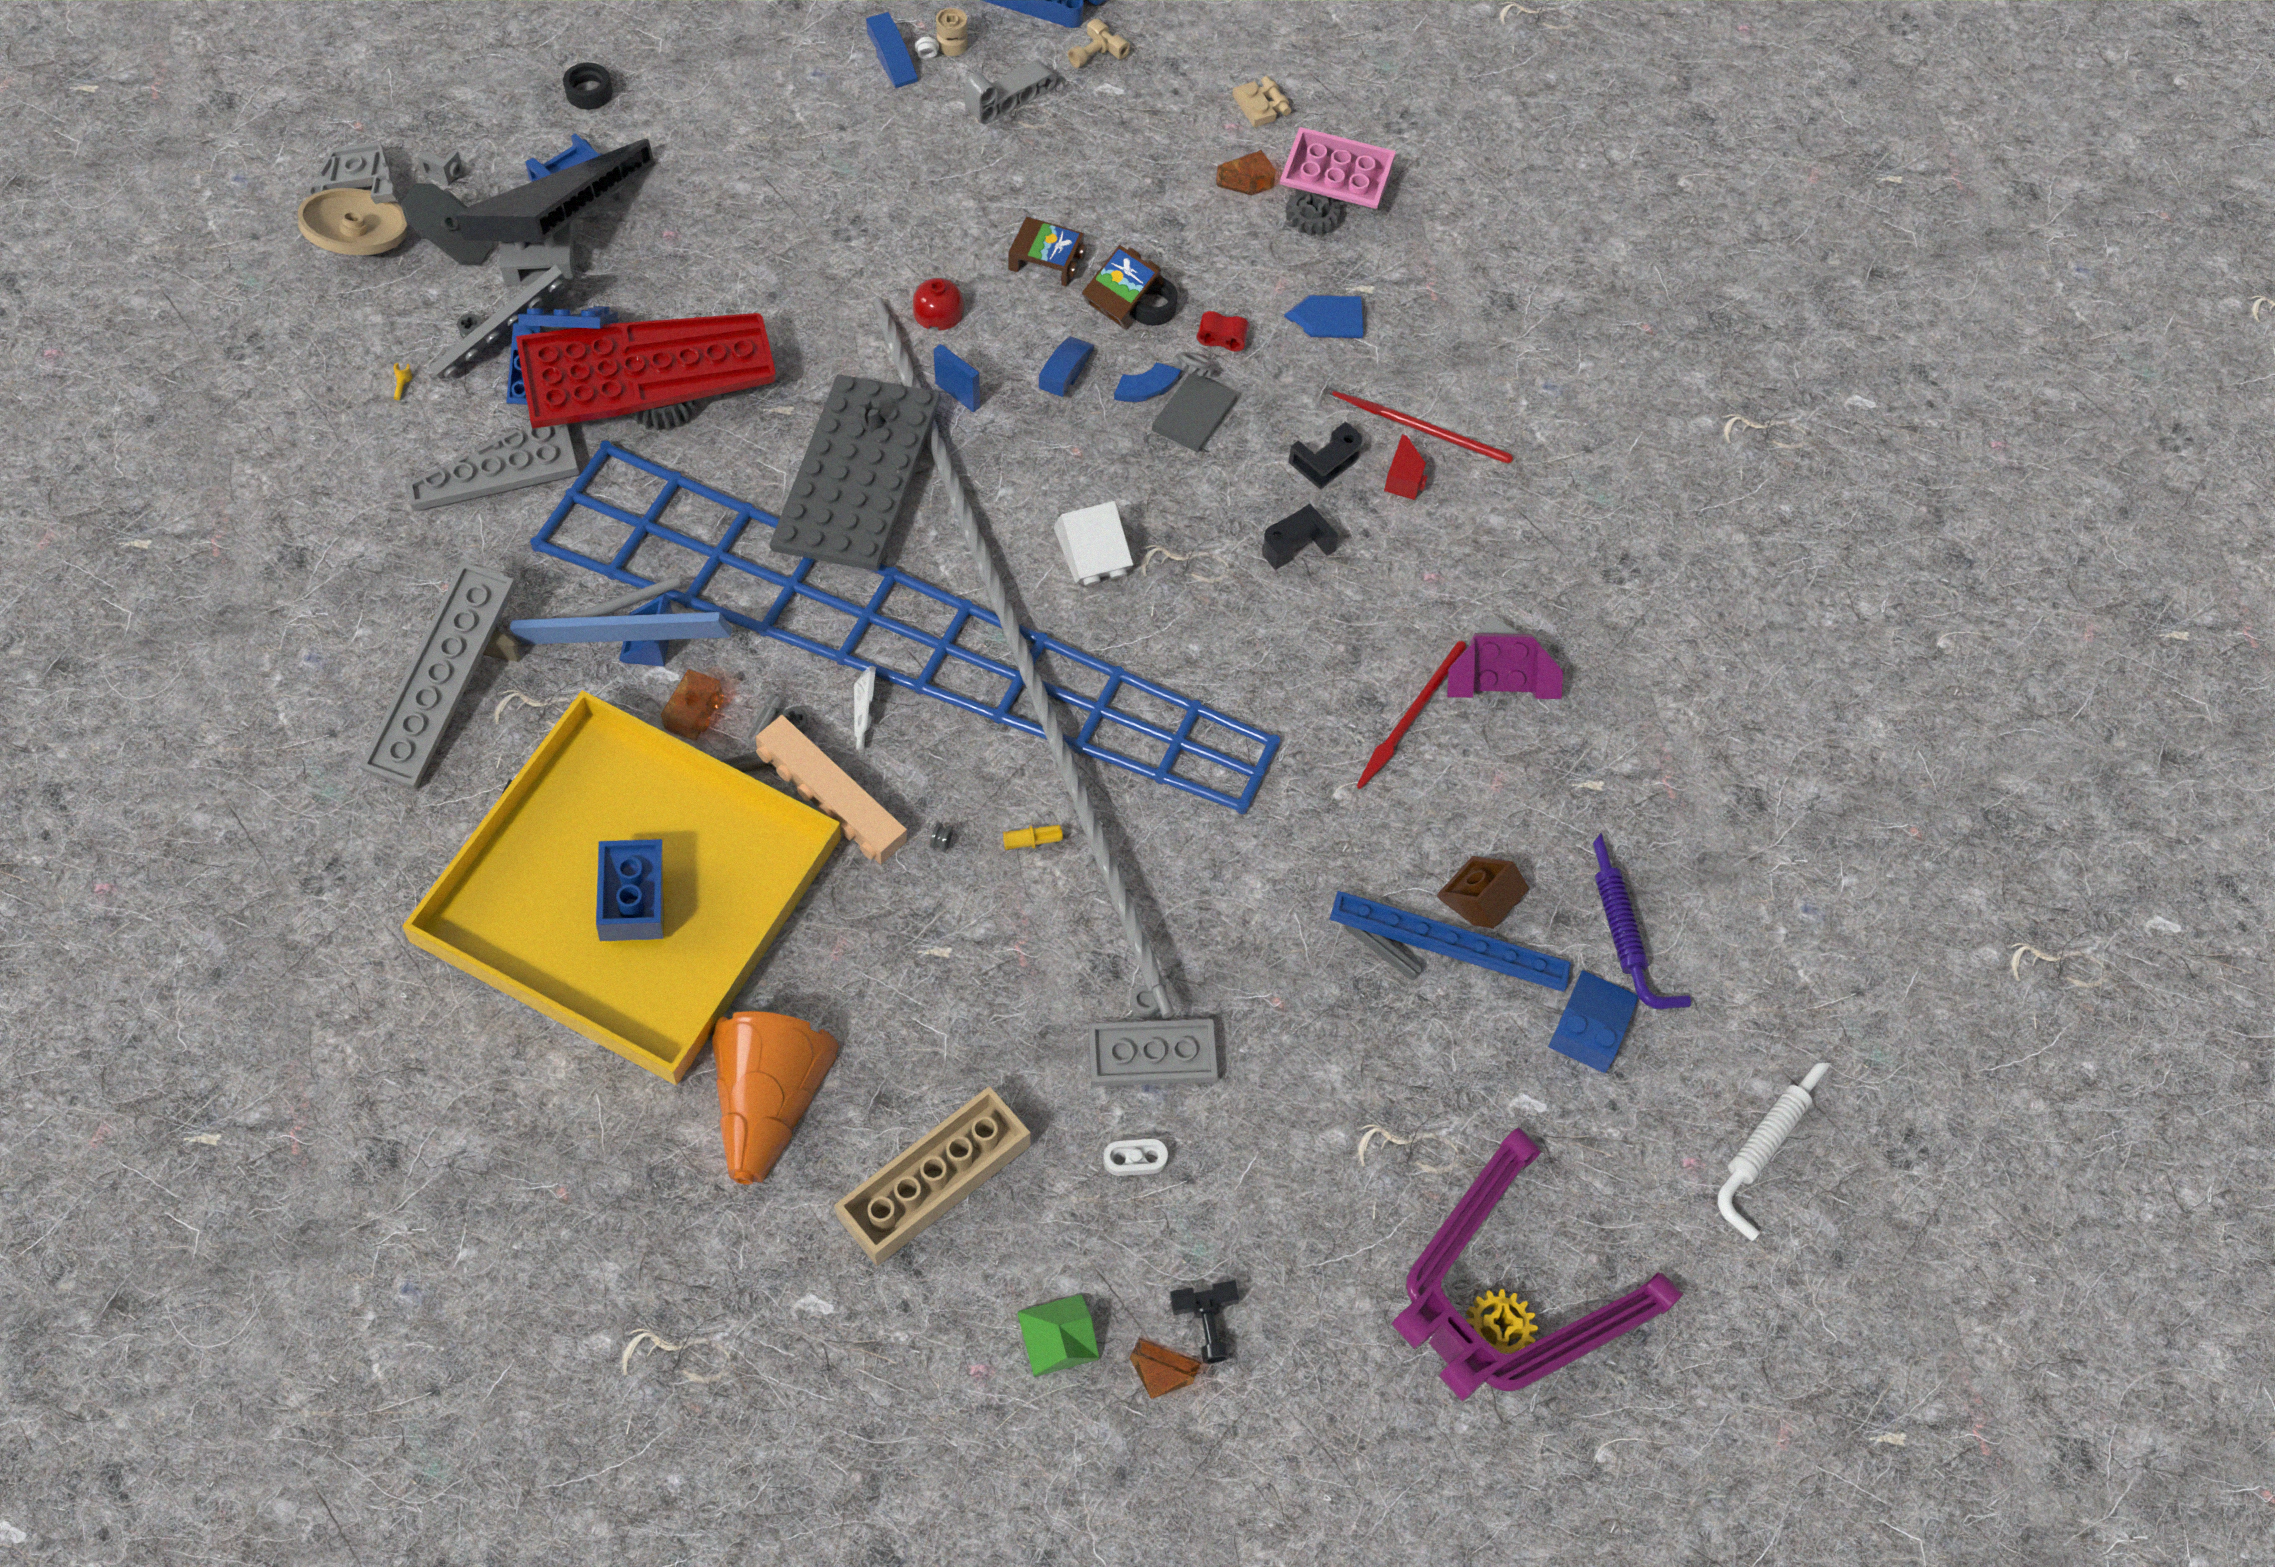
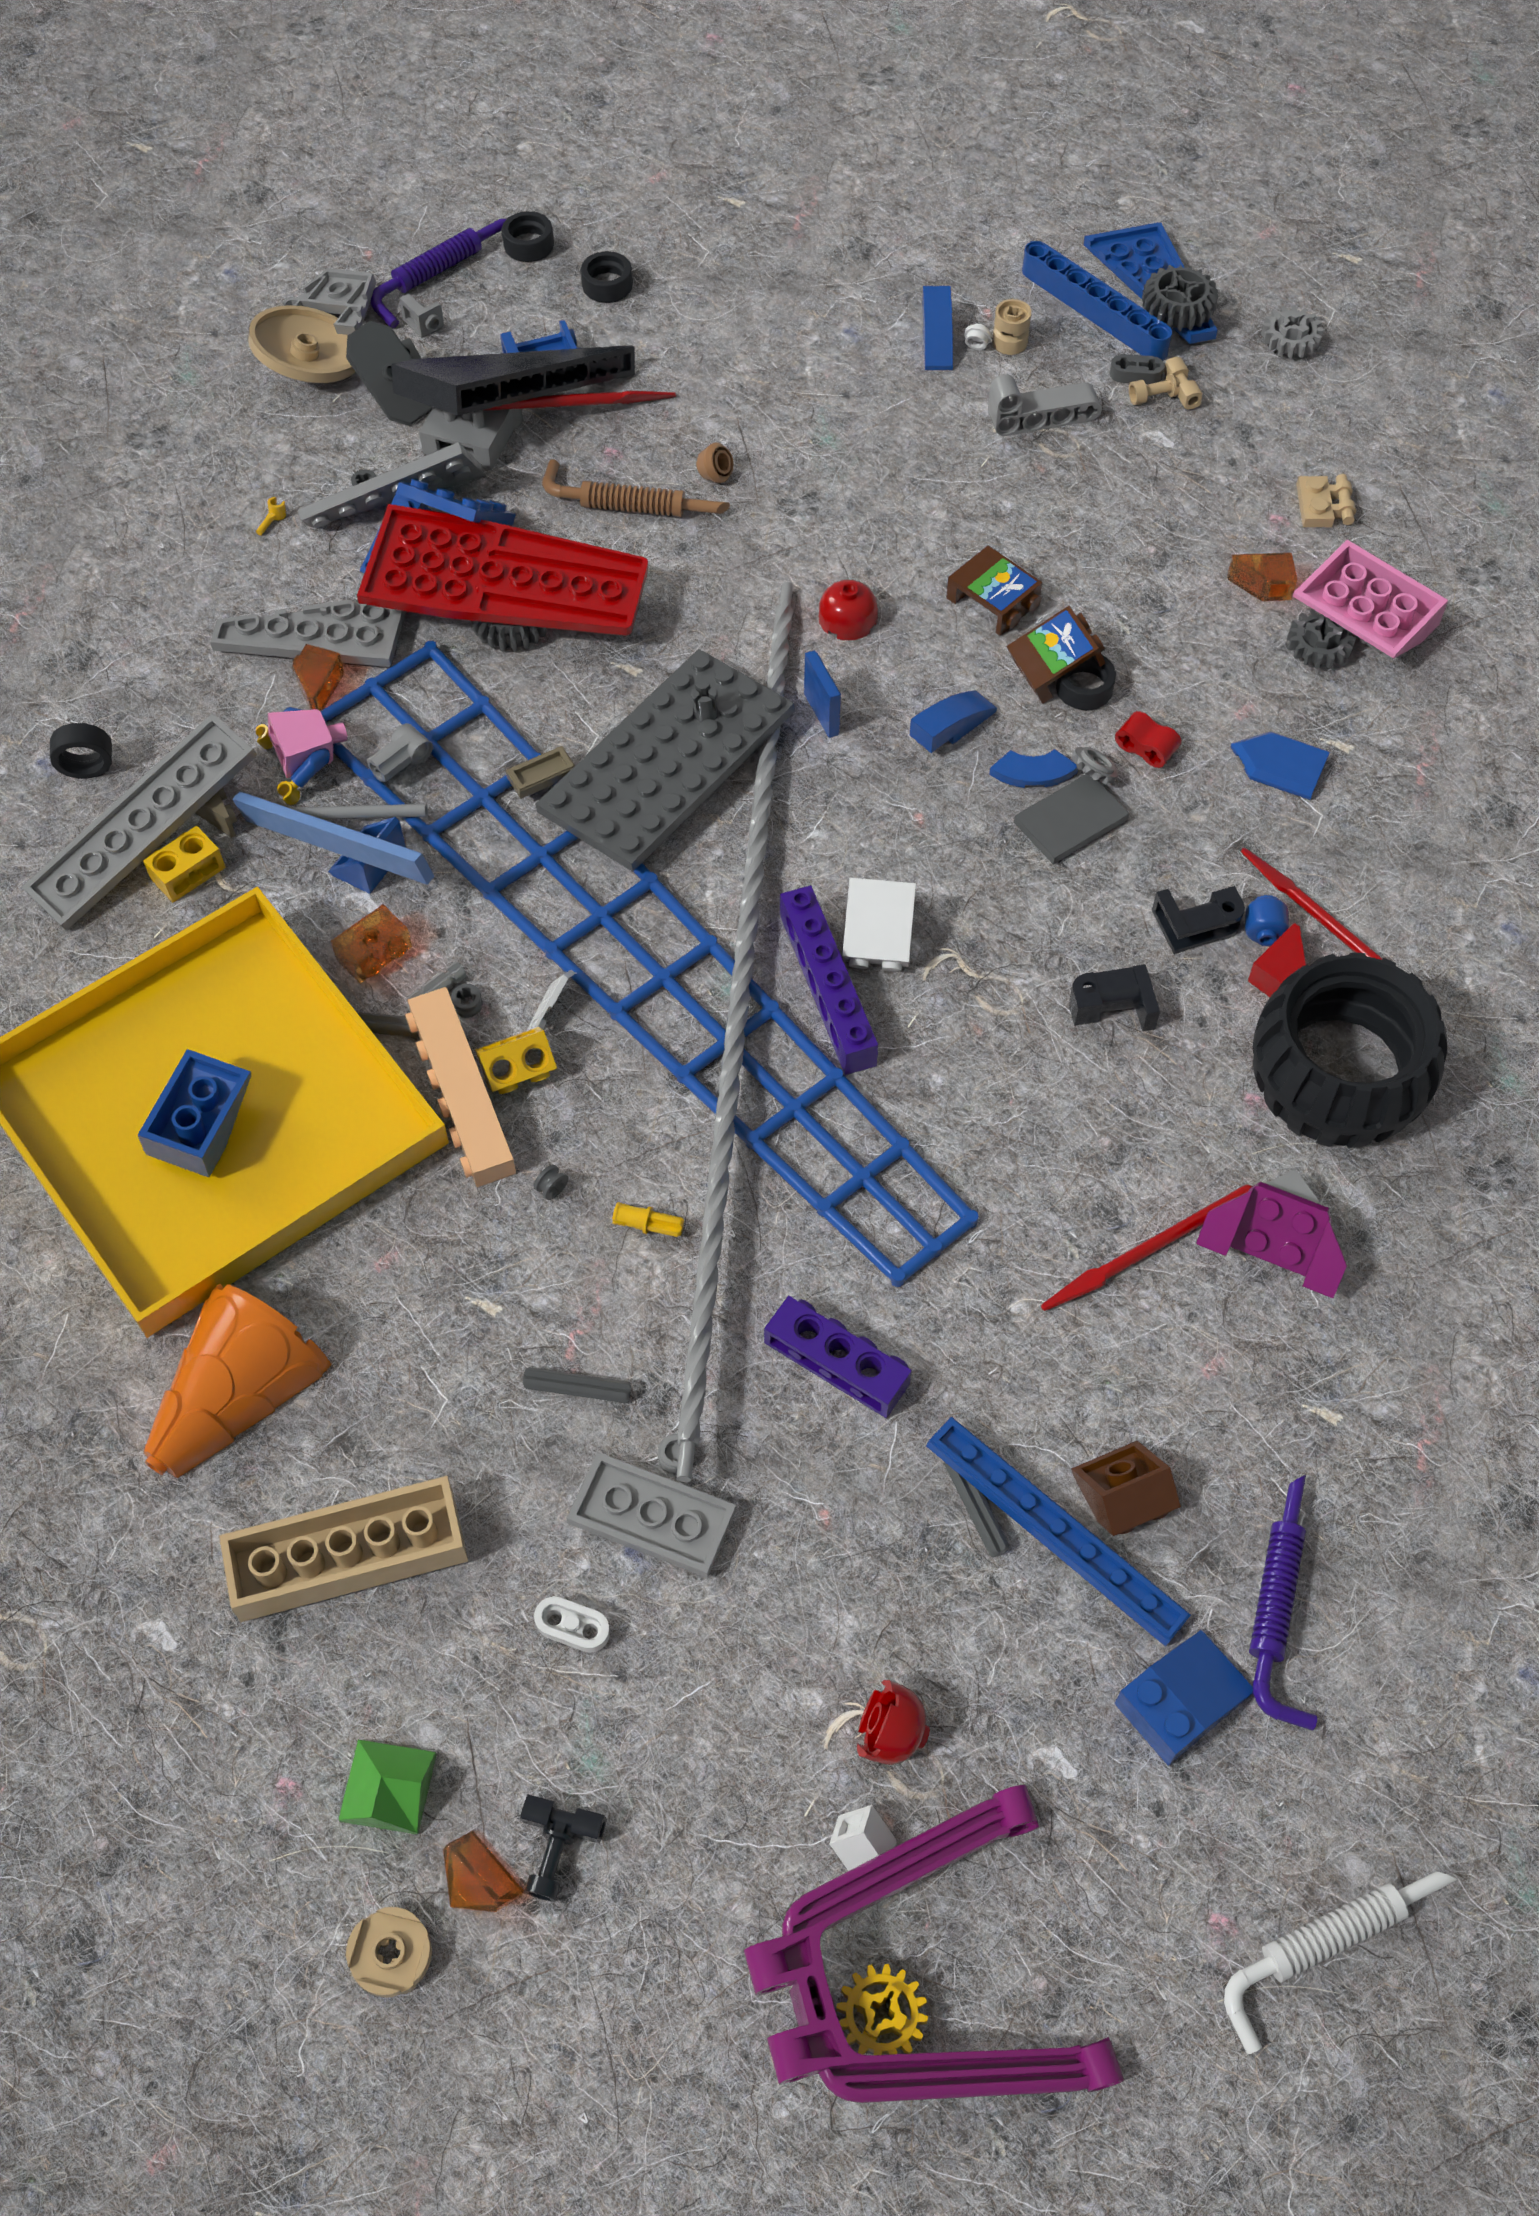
camera: 30 degrees right, 0 degrees up
(344, 622) = (84, 736): none -> black tyre
(425, 118) = (431, 264): none -> dark purple piece
(498, 57) = (524, 223): none -> black tyre
(498, 699) = (184, 863): none -> yellow brick
(520, 502) = (317, 674): none -> clear orange slope
(543, 562) = (301, 744): none -> bright pink torso
(634, 537) = (405, 747): none -> light grey piece
(635, 193) = (587, 399): none -> red piece
(706, 268) = (628, 497): none -> medium nougat piece
(758, 517) = (539, 772): none -> dark tan tile
(766, 217) = (715, 463): none -> medium nougat cone
(861, 746) = (514, 1051): none -> yellow brick
(1043, 981) = (577, 1385): none -> dark grey axle
(1065, 38) = (1136, 368): none -> dark grey beam
(1076, 601) = (828, 980): none -> dark purple brick
(1115, 1466) = (402, 1972): none -> tan plate
(1215, 888) = (877, 1392): none -> dark purple brick
(1379, 439) = (1266, 919): none -> blue head
(1406, 1125) = (893, 1725): none -> red cylinder
(1424, 1214) = (861, 1837): none -> white panel
(1501, 471) = (1365, 994): none -> black tyre

